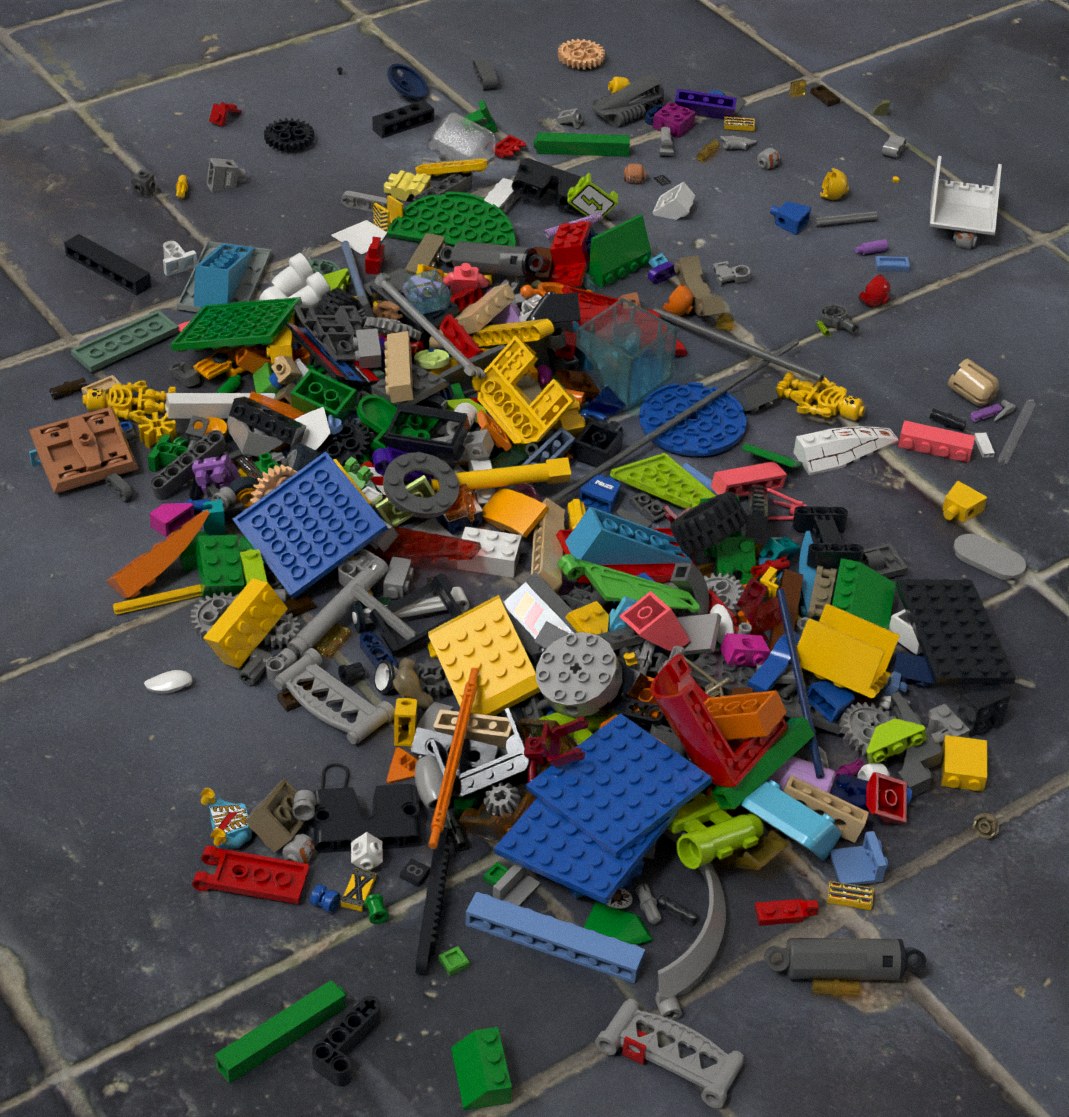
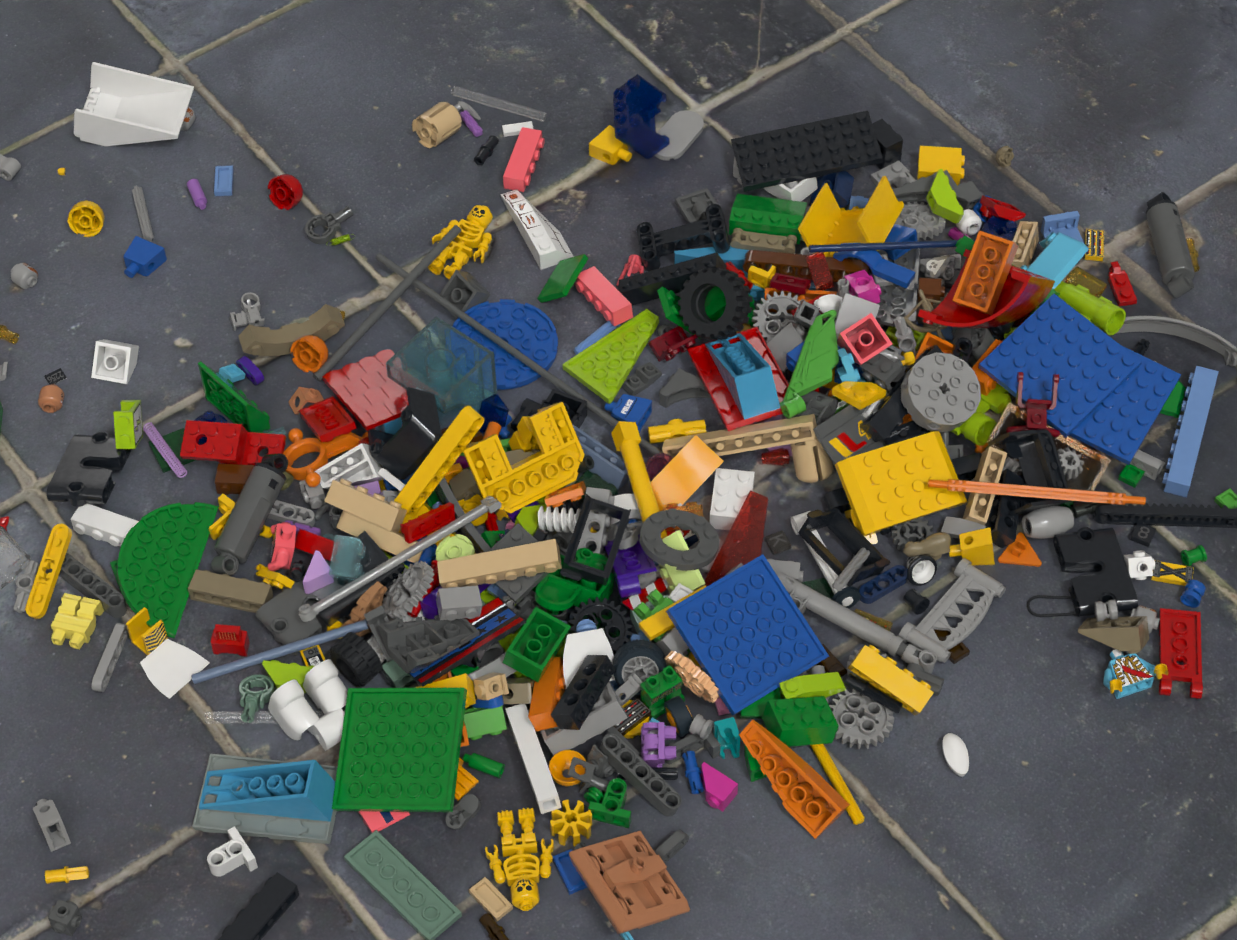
camera: 90 degrees left, 10 degrees up
(992, 510) = (634, 116): none -> clear blue windscreen

